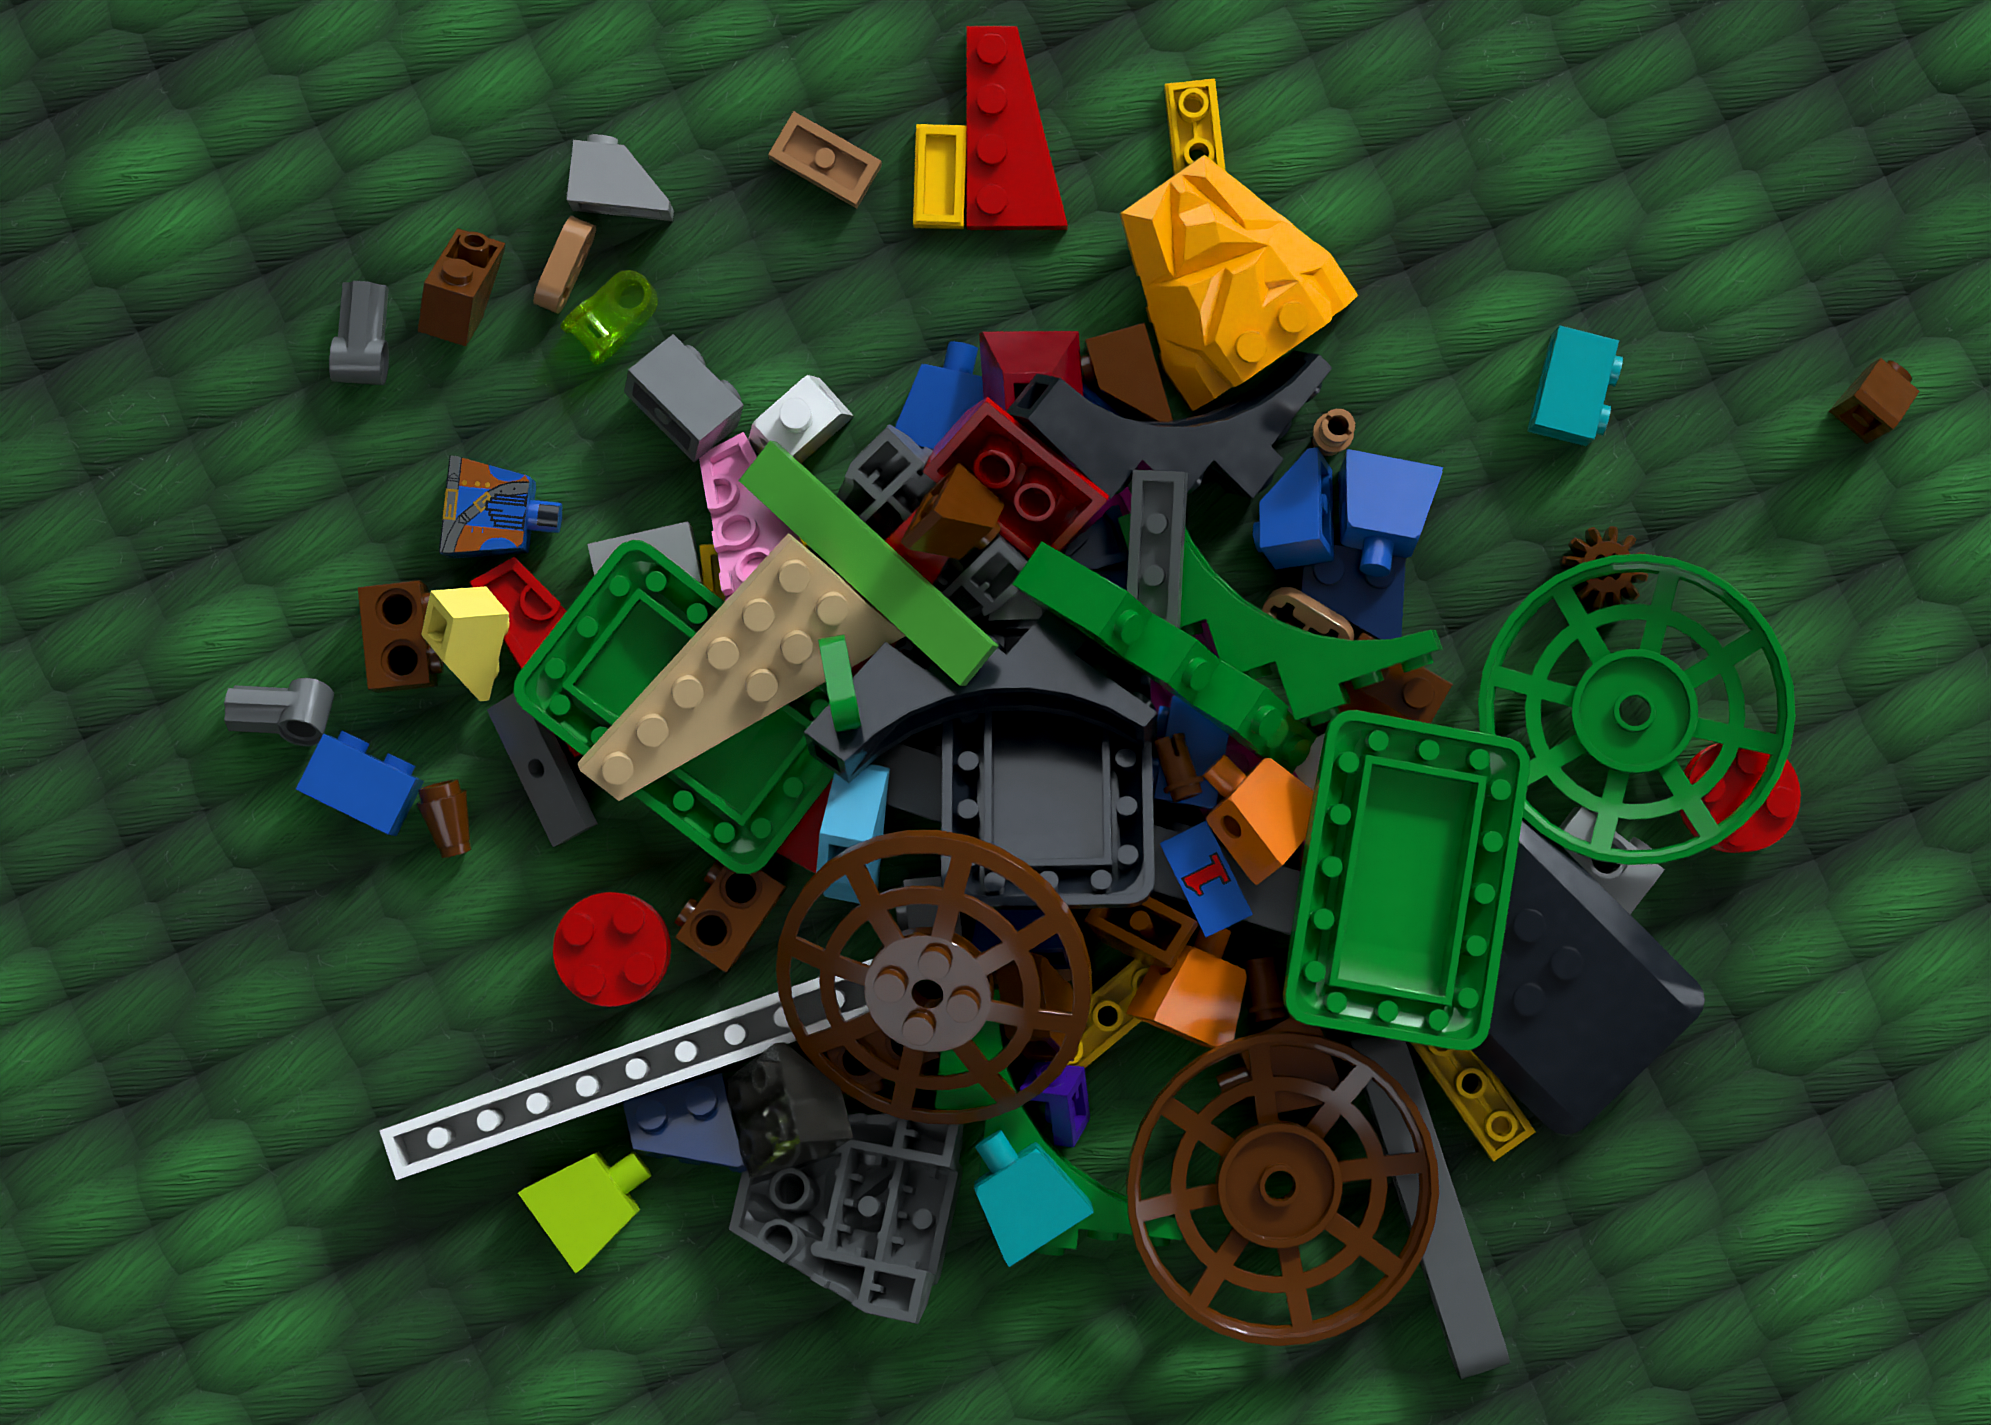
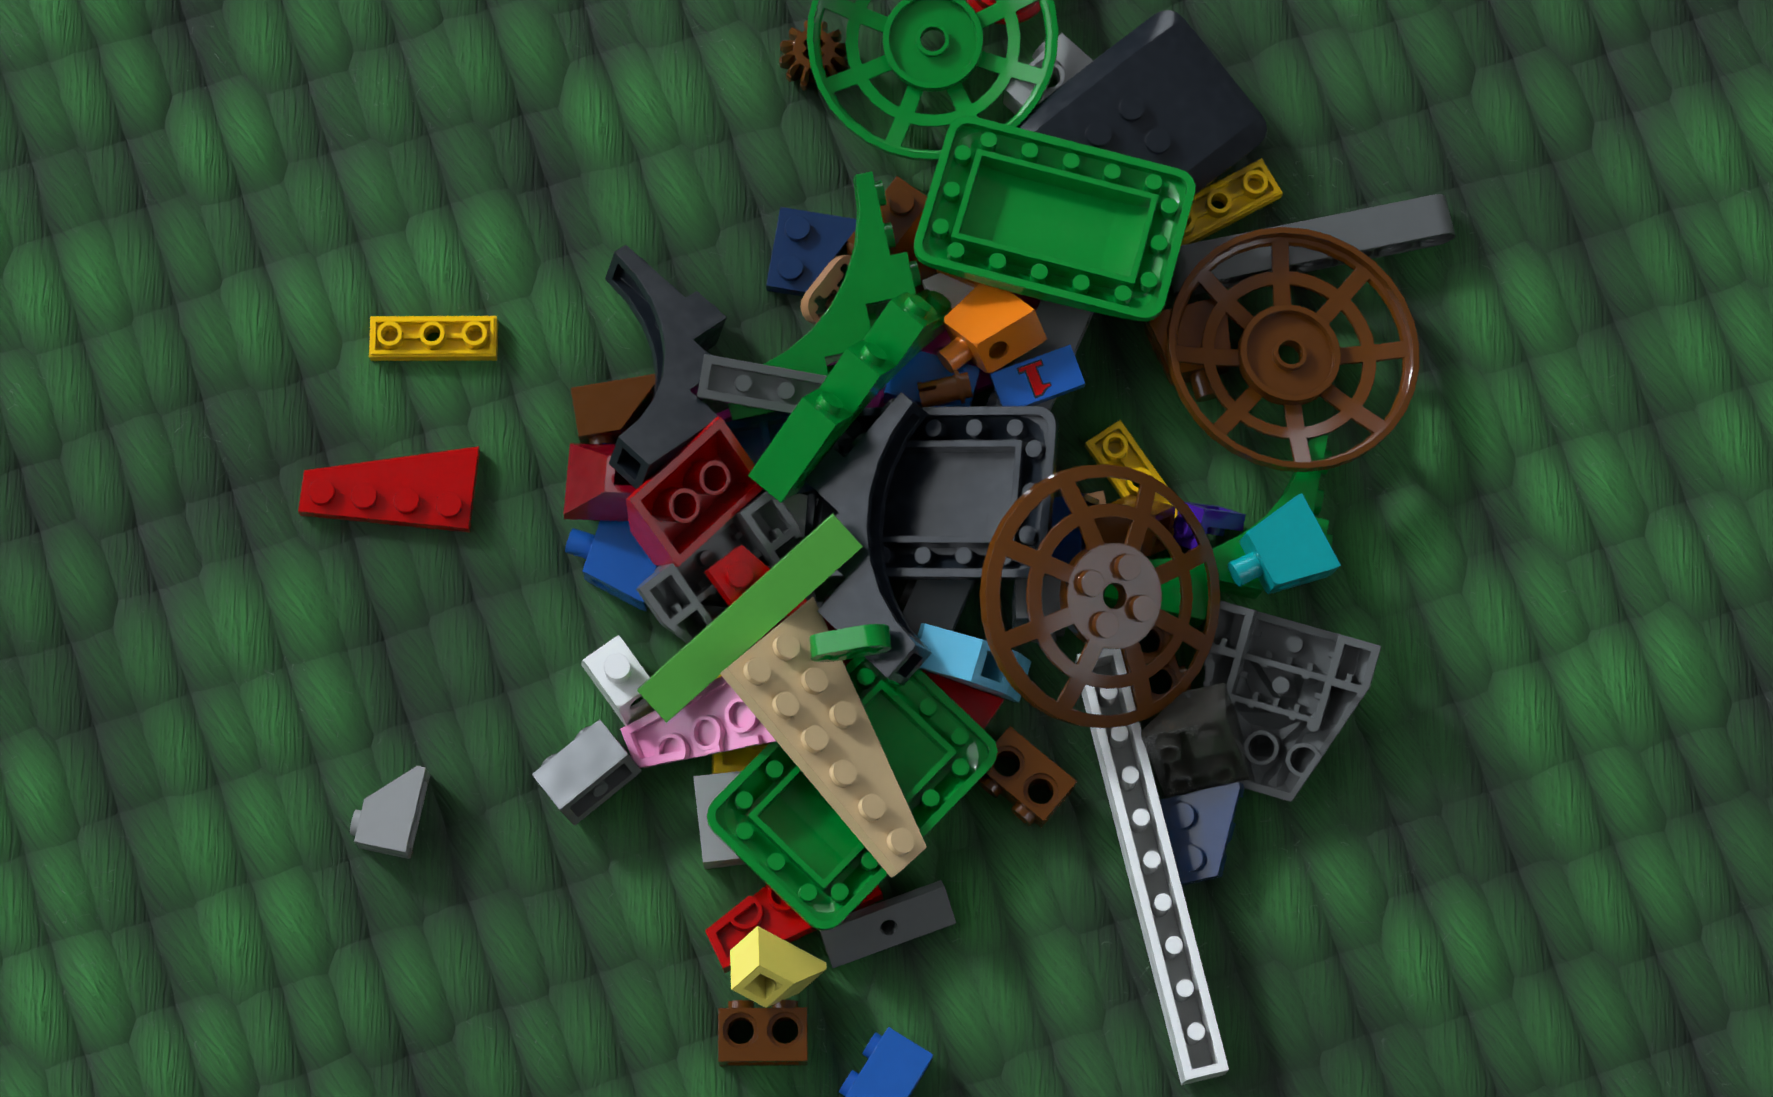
camera: 85 degrees left, 10 degrees down
(360, 349) = (507, 1046): dark grey piece -> none
(446, 816) = (921, 1010): reddish brown cone -> none
(460, 287) = (466, 954): reddish brown slope -> none
(492, 511) = (663, 945): torso -> none
(564, 264) = (458, 865): medium nougat beam -> none
(586, 1204) = (1260, 921): lime torso -> none
(608, 316) = (508, 830): clear neon green piece -> none
(612, 949) = (1047, 879): red wheel -> none
(825, 159) = (396, 638): medium nougat plate -> none
(939, 176) = (422, 548): yellow tile -> none
(954, 516) = (719, 540): reddish brown slope -> none
(1144, 932) = (1080, 430): reddish brown slope -> none
(1195, 996) = (1126, 407): orange torso -> none
(1226, 280) = (543, 322): light orange wedge -> none
(1264, 989) = (1129, 355): reddish brown pin -> none
(1298, 515) = (744, 286): blue slope -> none
(1341, 423) = (679, 248): medium nougat pin -> none
(1383, 506) = (744, 217): torso -> none
(1574, 386) = (662, 61): teal brick -> none

